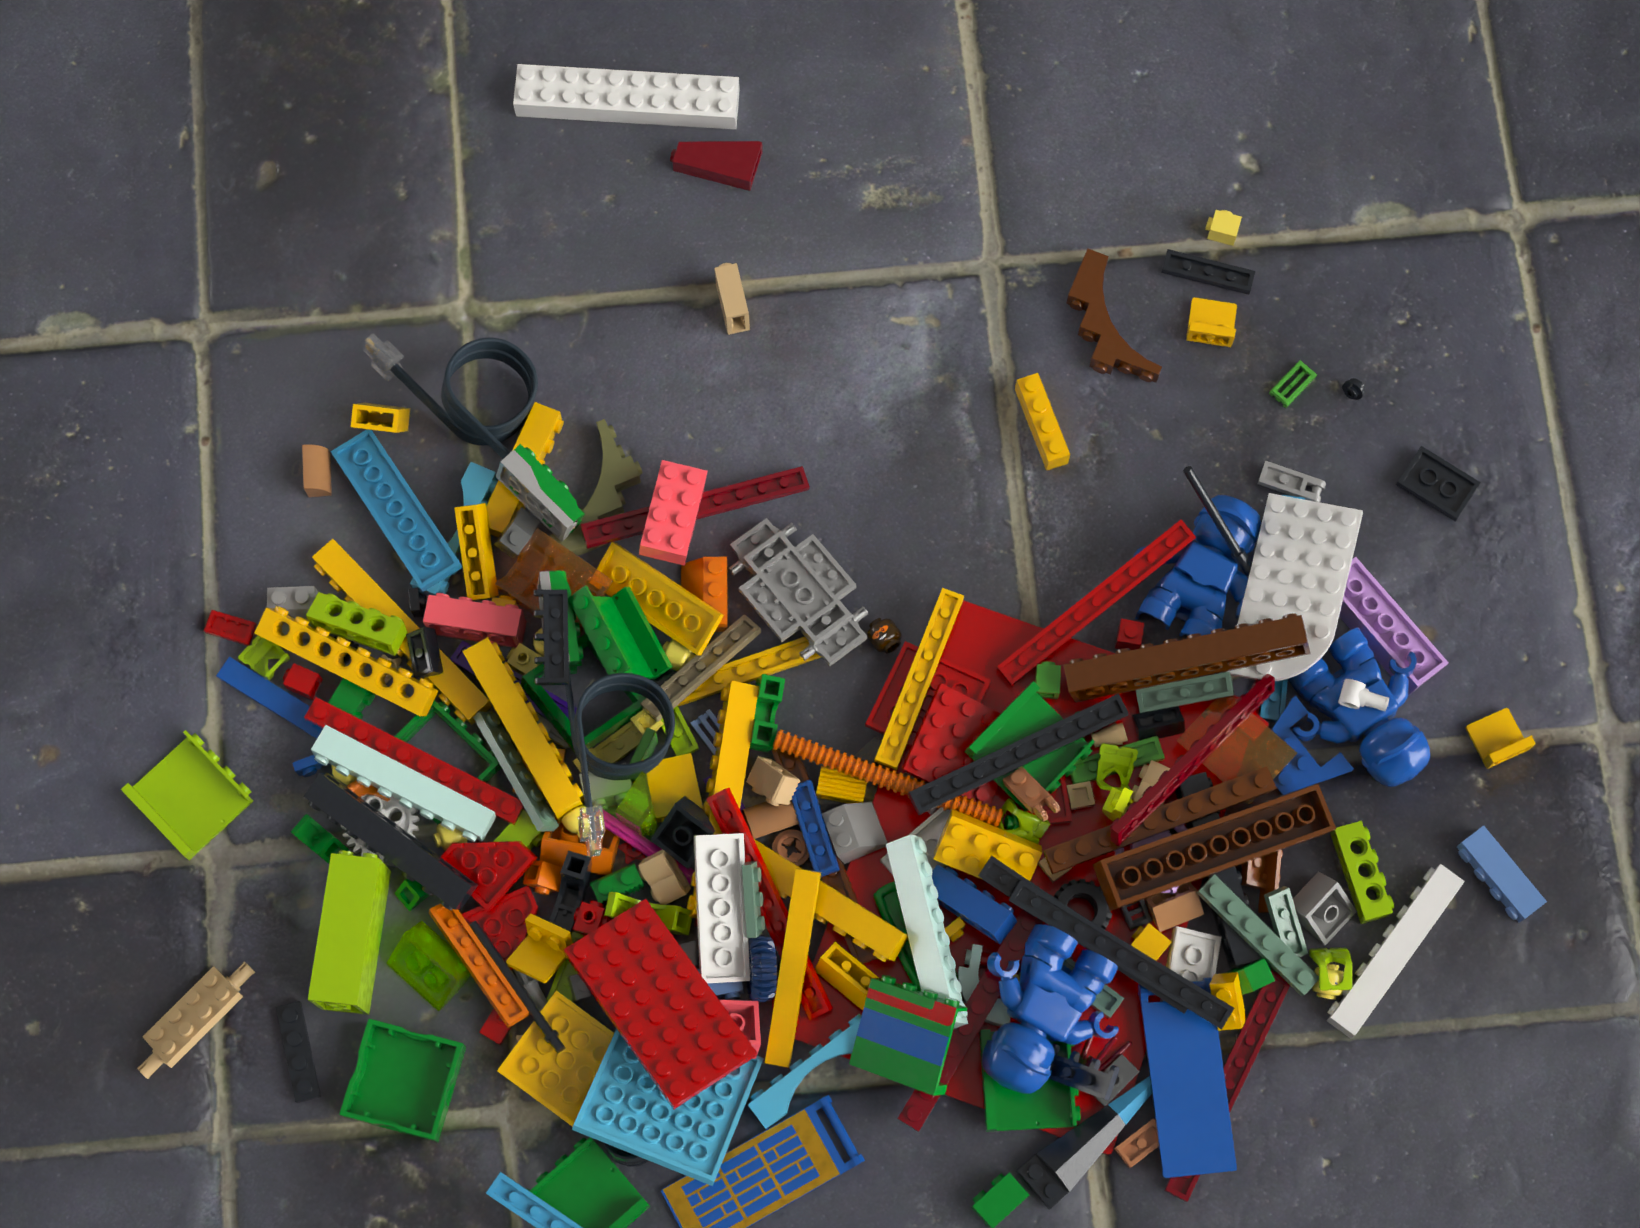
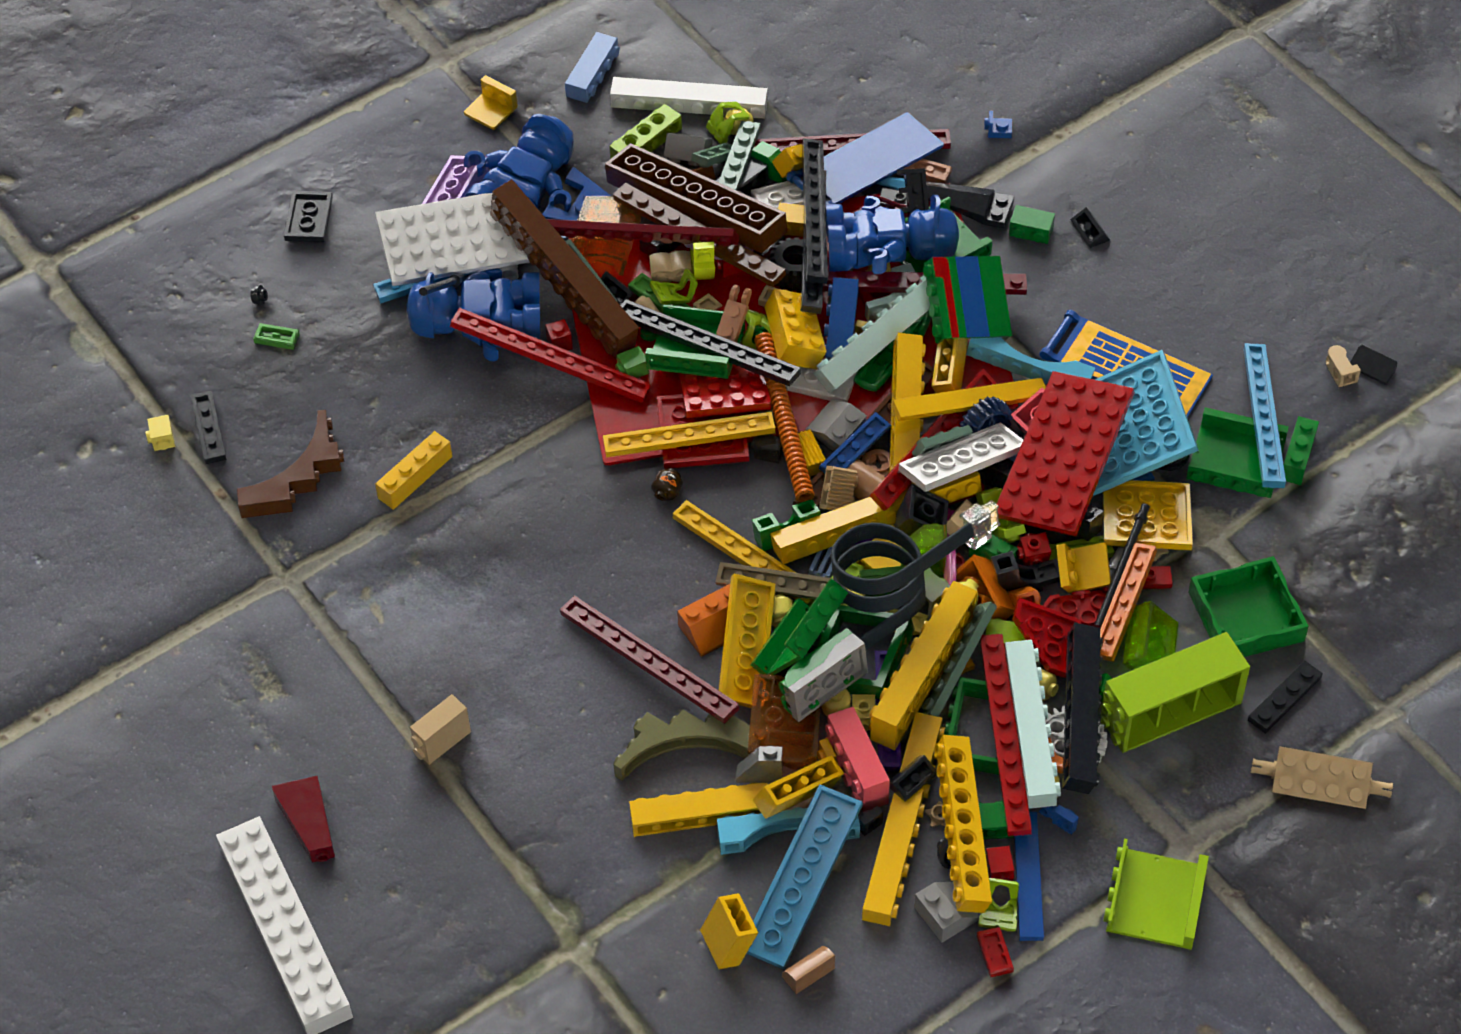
camera: 120 degrees left, 20 degrees down
(317, 838) = (1117, 775): green slope -> none
(364, 633) = (928, 870): lime brick -> none
(519, 469) = (712, 775): piece -> none
(554, 637) = (842, 646): black hinge -> none
(673, 512) = (668, 655): coral brick -> none
(798, 590) = (669, 554): light grey piece -> none
(1211, 322) = (254, 405): yellow bracket -> none
(1290, 482) = (364, 300): light grey plate -> none
(1356, 695) = (522, 166): white pin -> none

